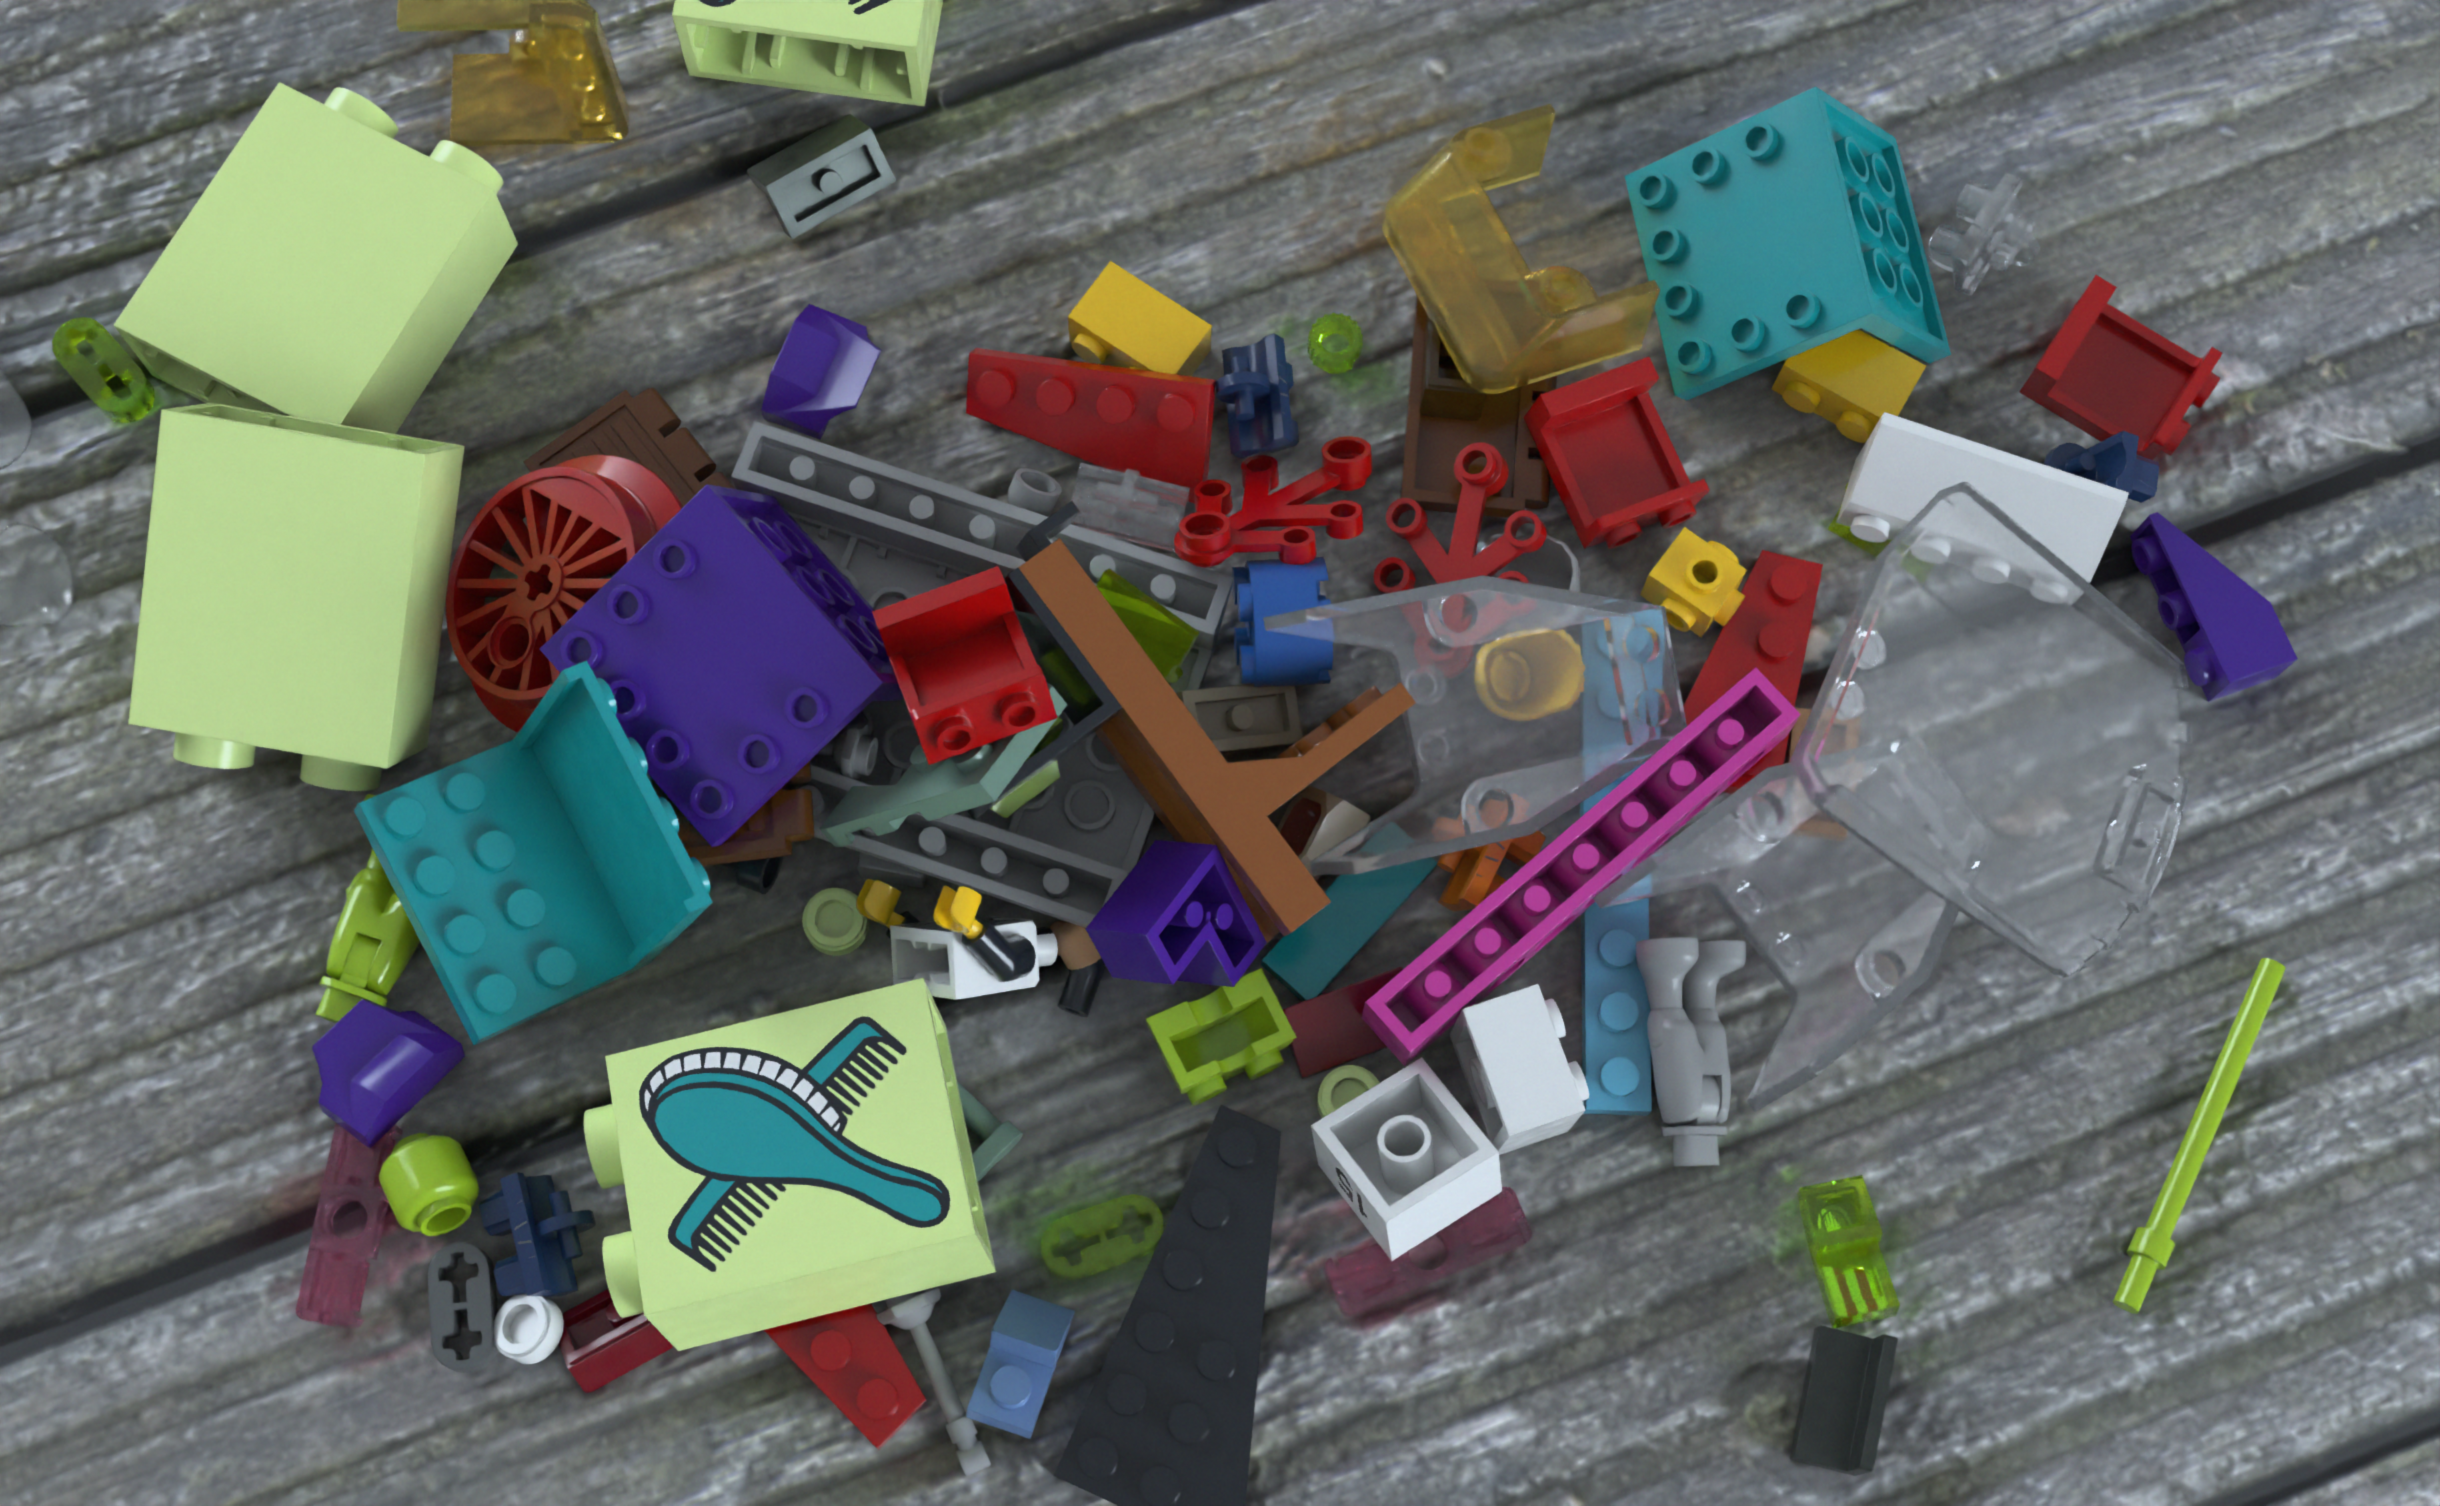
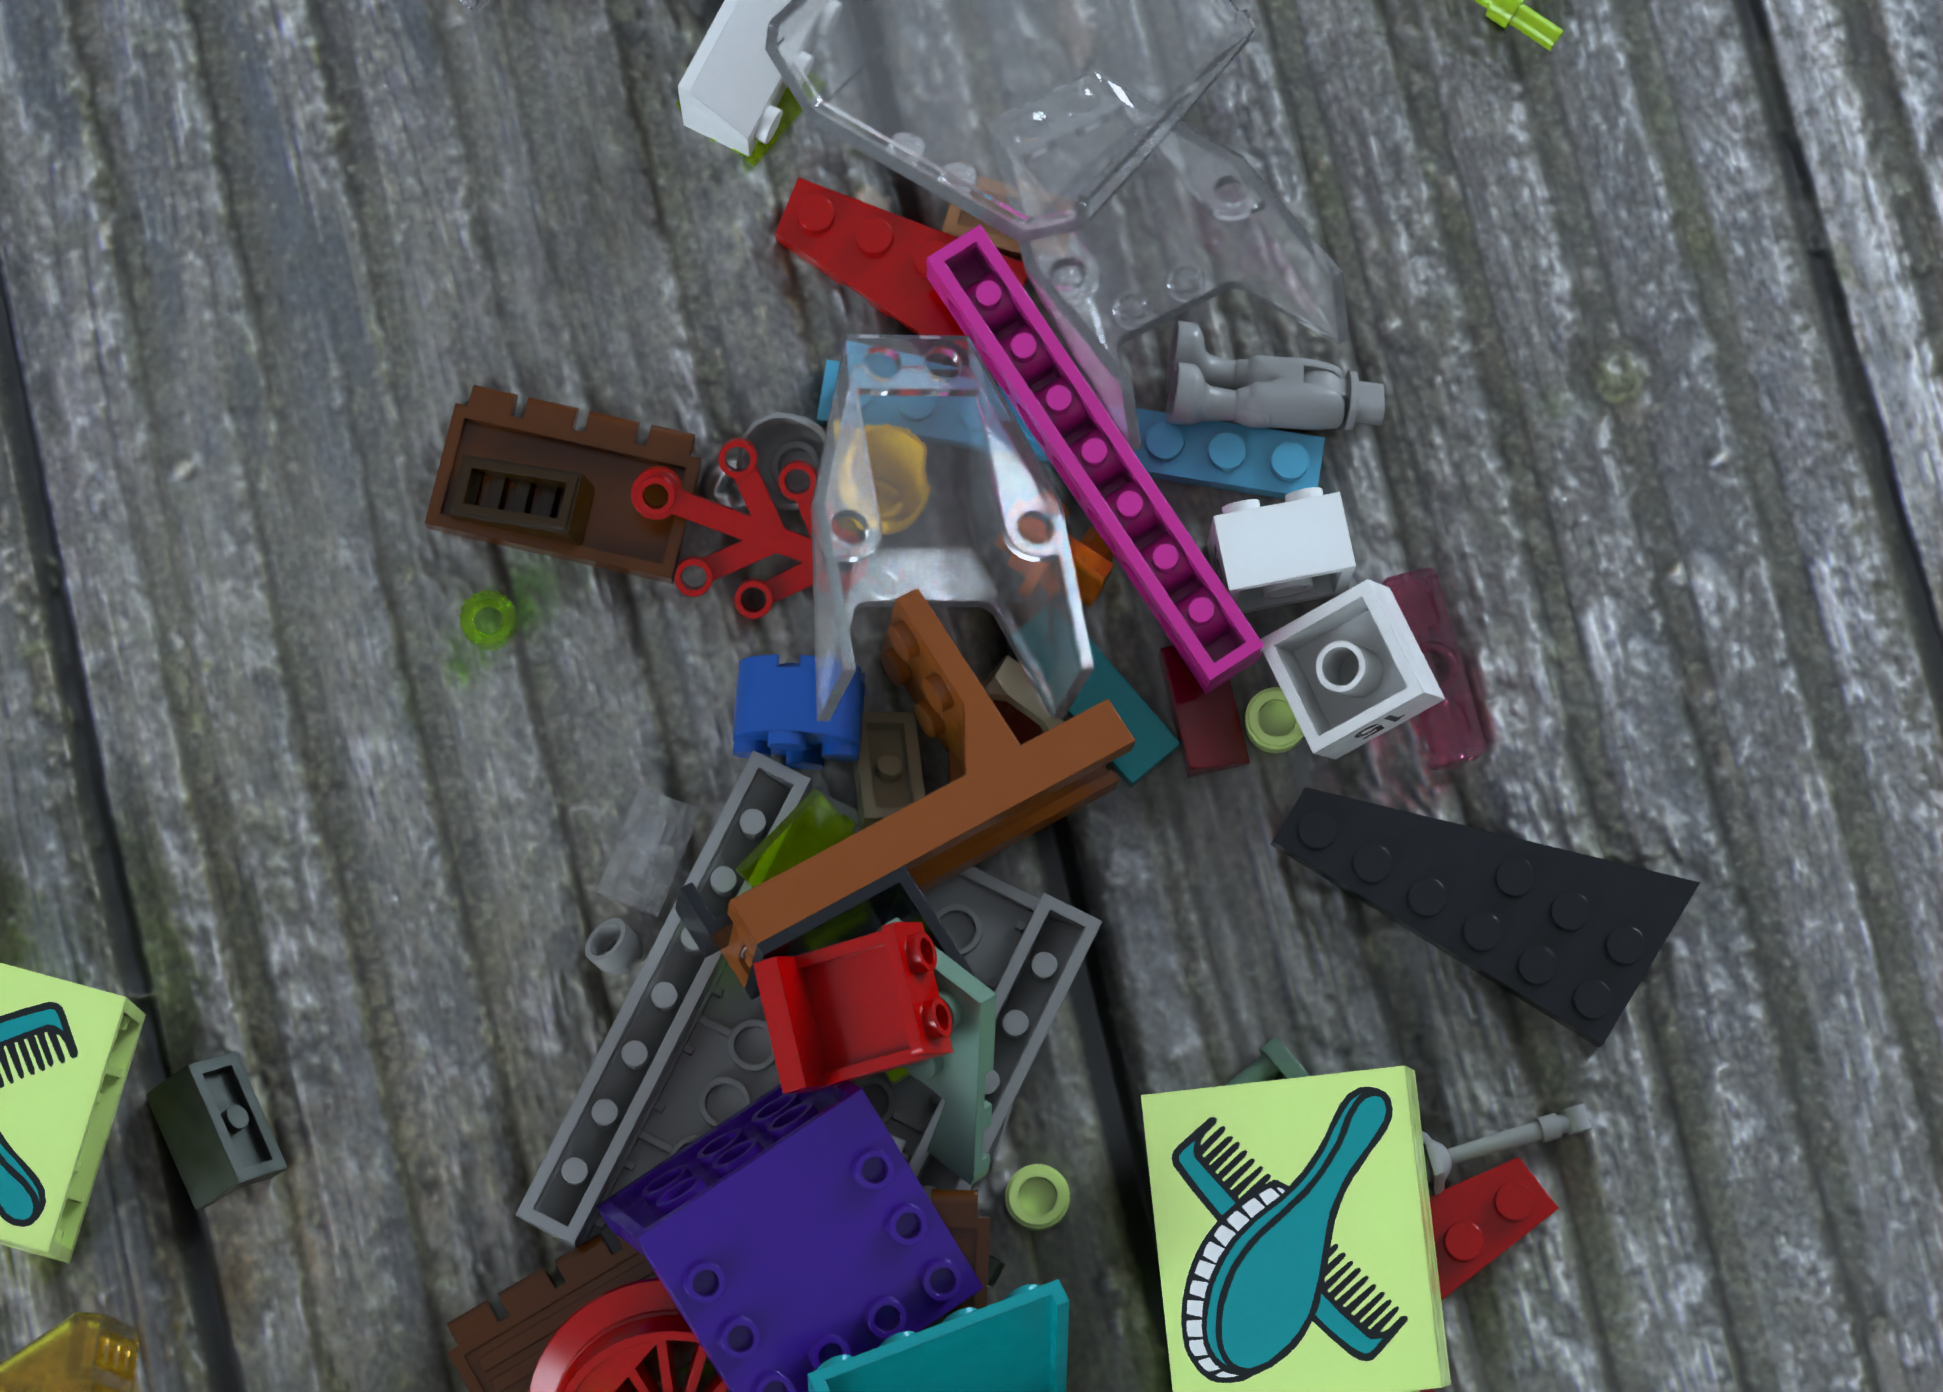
camera: 80 degrees left, 5 degrees up
(818, 371) = (447, 1148): dark purple slope -> none
(957, 951) = (1101, 1069): torso -> none
(1019, 1363) = (1494, 1062): medium blue slope -> none
(1084, 967) = (1116, 956): arm -> none
(1096, 1221) = (1397, 969): clear neon green beam -> none
(1099, 412) = (544, 858): red wing -> none
(1136, 327) = (456, 817): yellow brick -> none
(1177, 920) = (1099, 852): dark purple brick -> none
(1211, 536) = (712, 763): red plant -> none
(1222, 1037) = (1204, 829): lime cylinder -> none
(1258, 397) = (546, 704): dark blue hips -> none
(1484, 301) = (454, 466): clear yellow windscreen -> none
(1612, 456) = (662, 360): red panel -> none
(1695, 583) = (803, 323): yellow brick -> none
(1782, 243) = (462, 153): teal bracket -> none
(1843, 1401) = (1614, 309): pearl dark grey panel -> none
(1846, 1251) = (1476, 283): clear neon green slope -> none
(1849, 382) = (606, 116): yellow brick -> none

